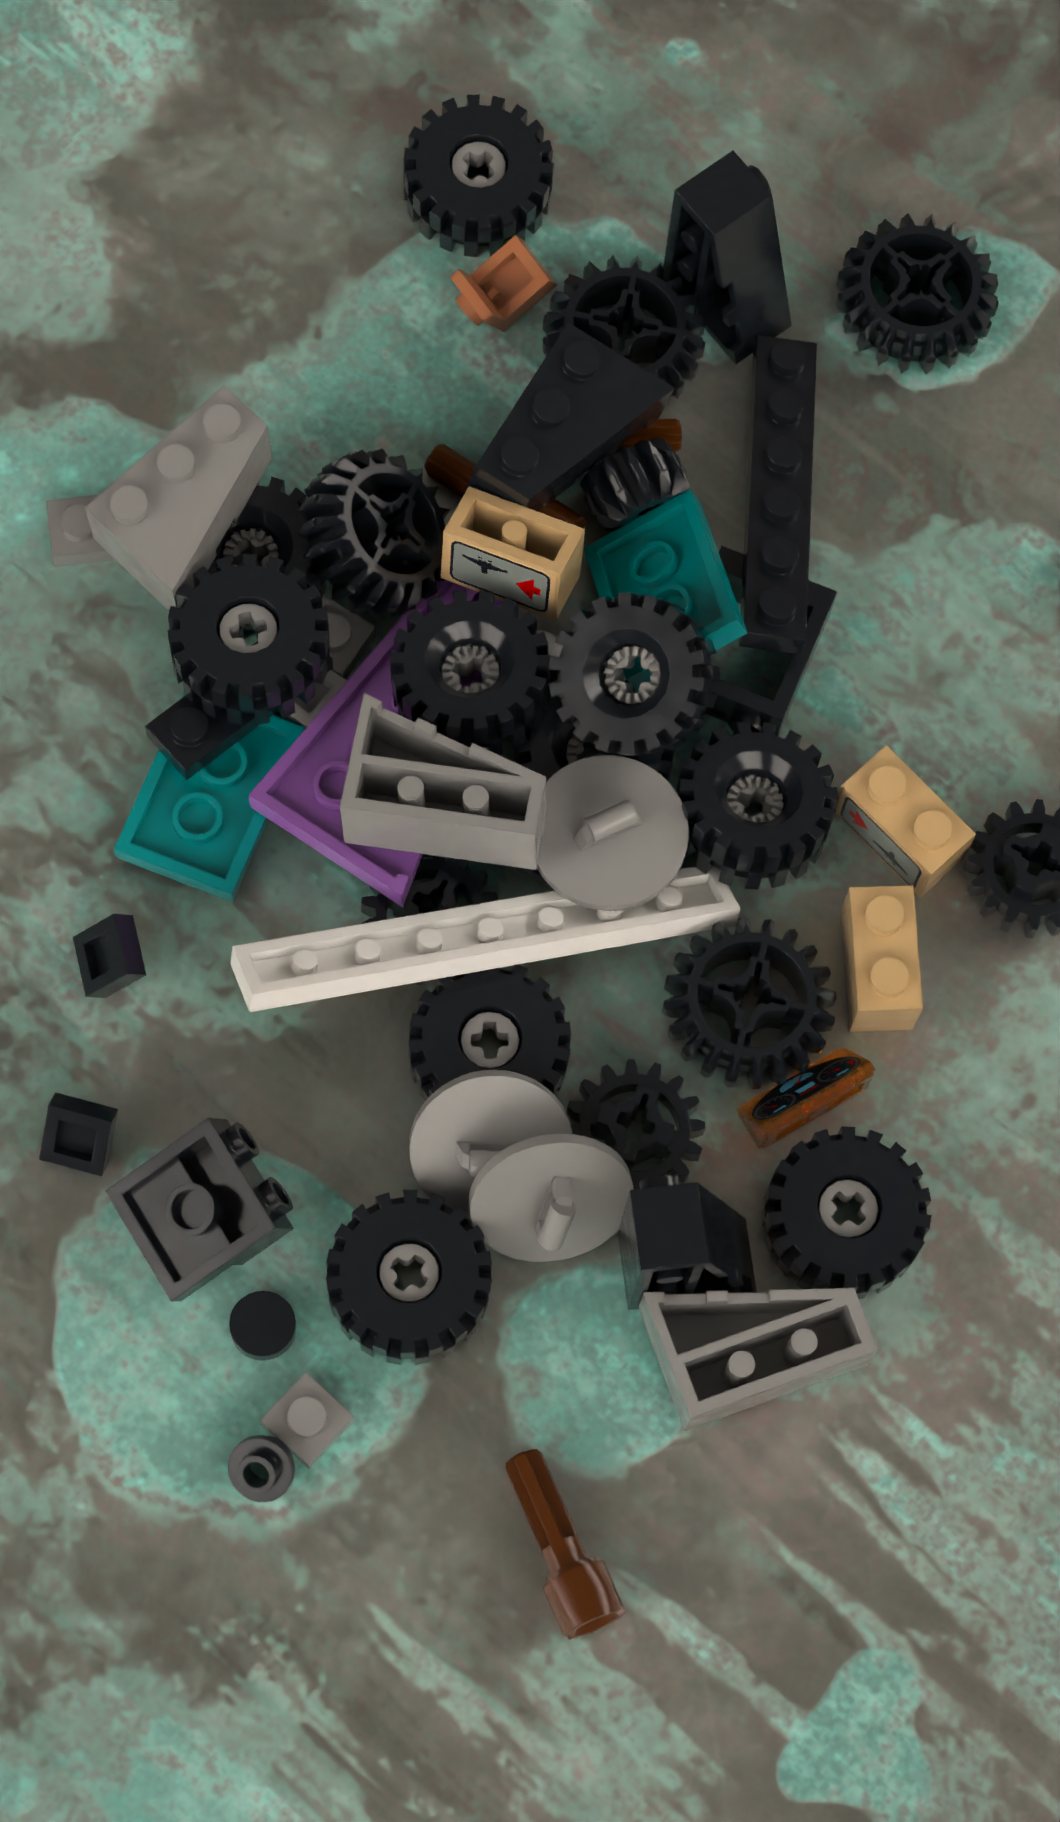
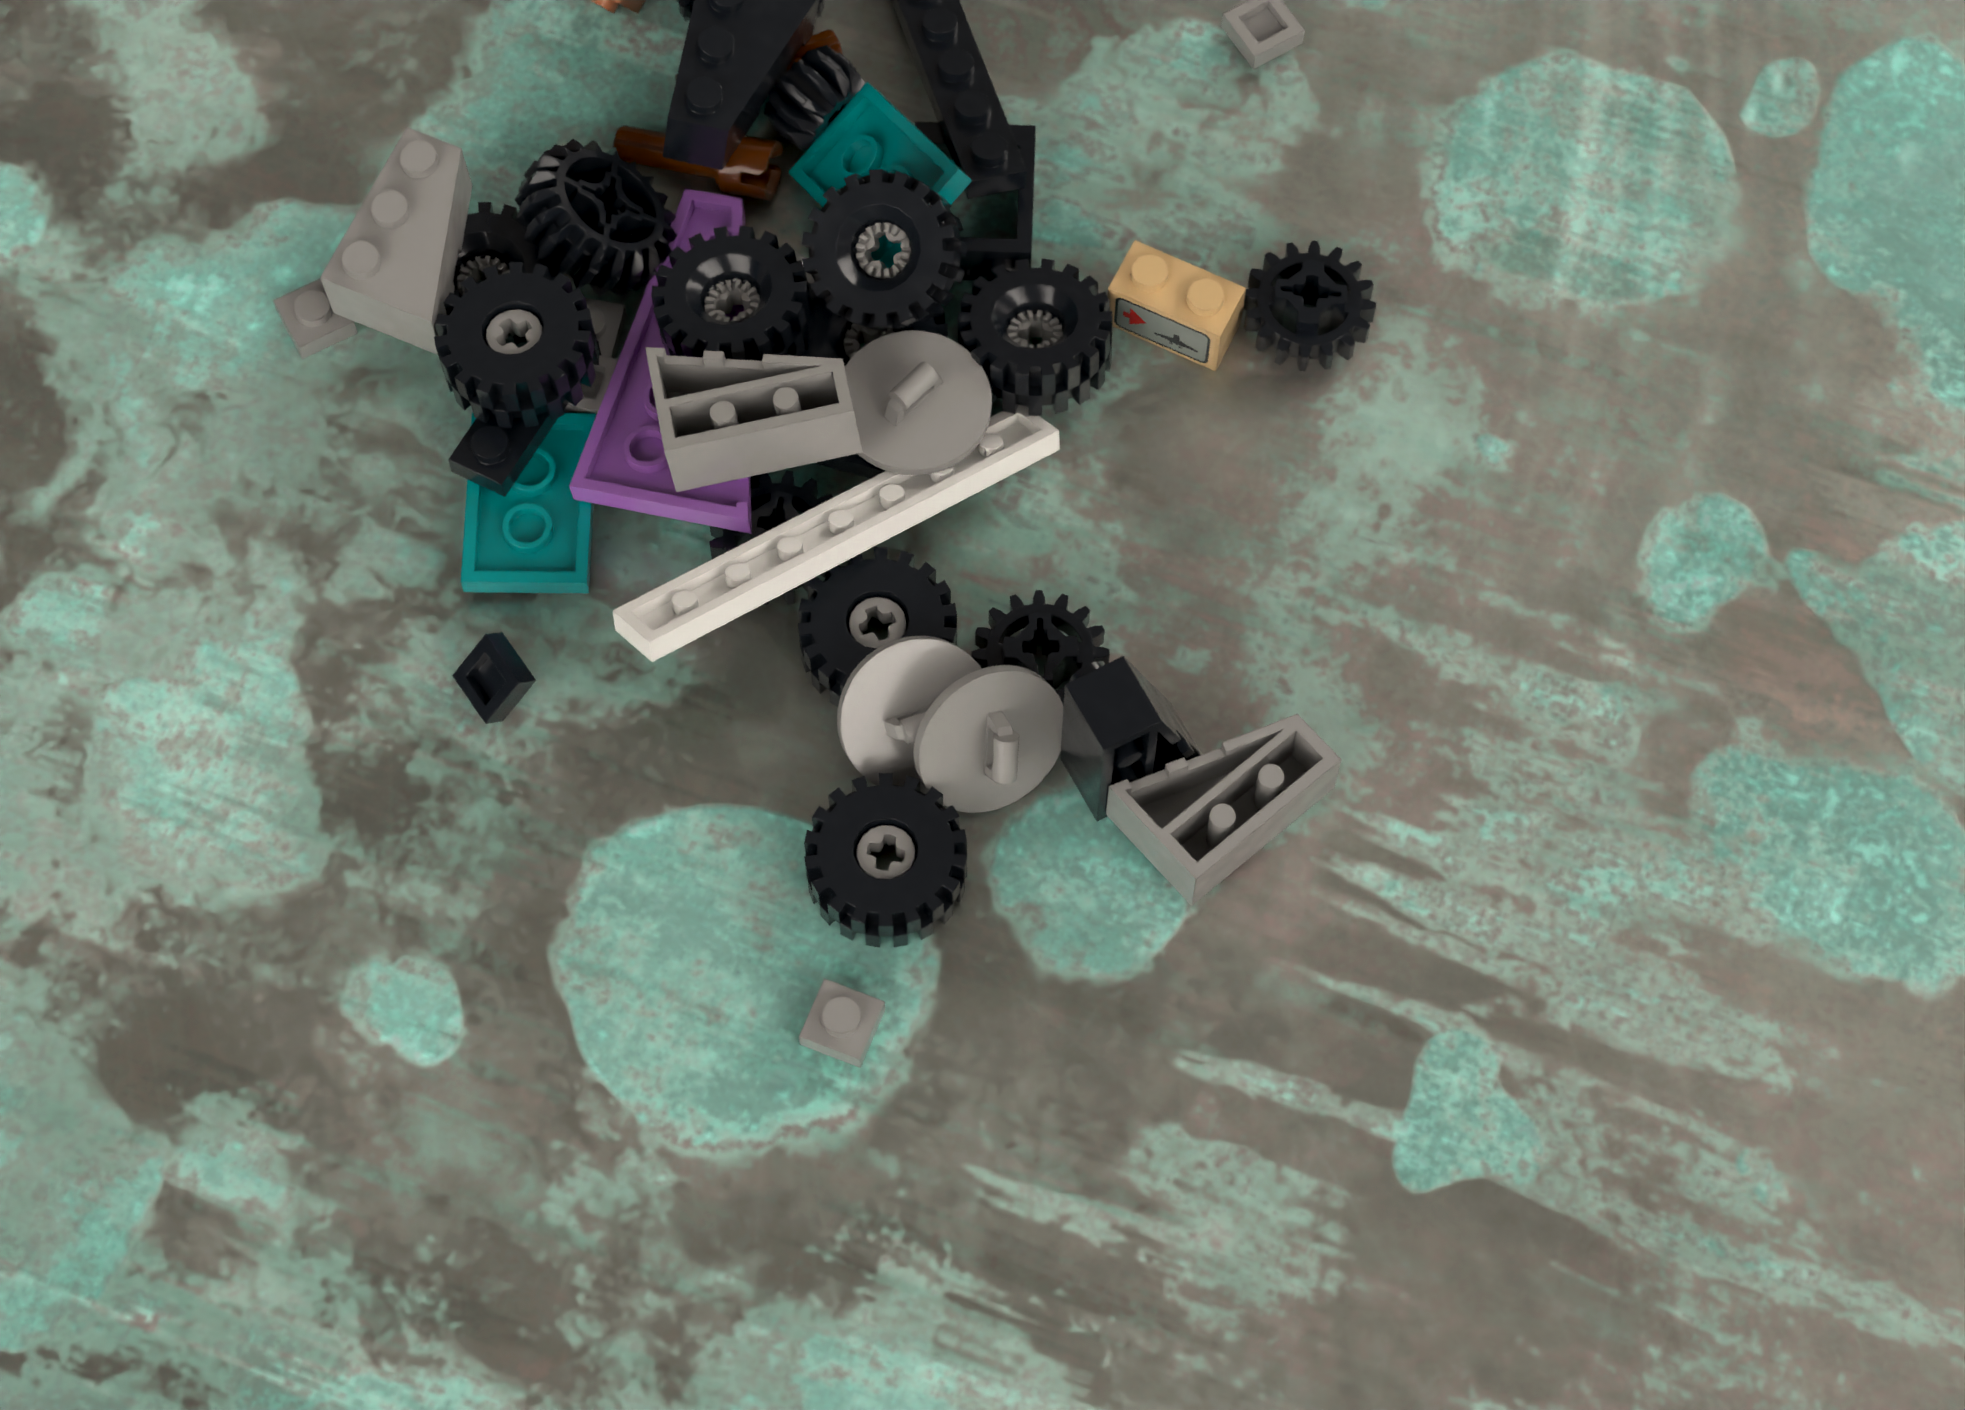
camera: 15 degrees left, 5 degrees down
(78, 1134) = (528, 844): black plate -> none
(201, 1206) = (669, 866): black plate -> none
(262, 1325) = (767, 954): black tile -> none
(268, 1452) = (817, 1058): black plate -> none
(512, 552) = (728, 186): tan brick -> none
(578, 1585) = (1150, 1072): reddish brown piece -> none
(772, 1008) = (1147, 499): black gear -> none
(805, 1096) = (1184, 576): clear orange slope -> none
(846, 1256) = (1220, 669): black bush -> none
(881, 958) = (1203, 430): tan brick -> none

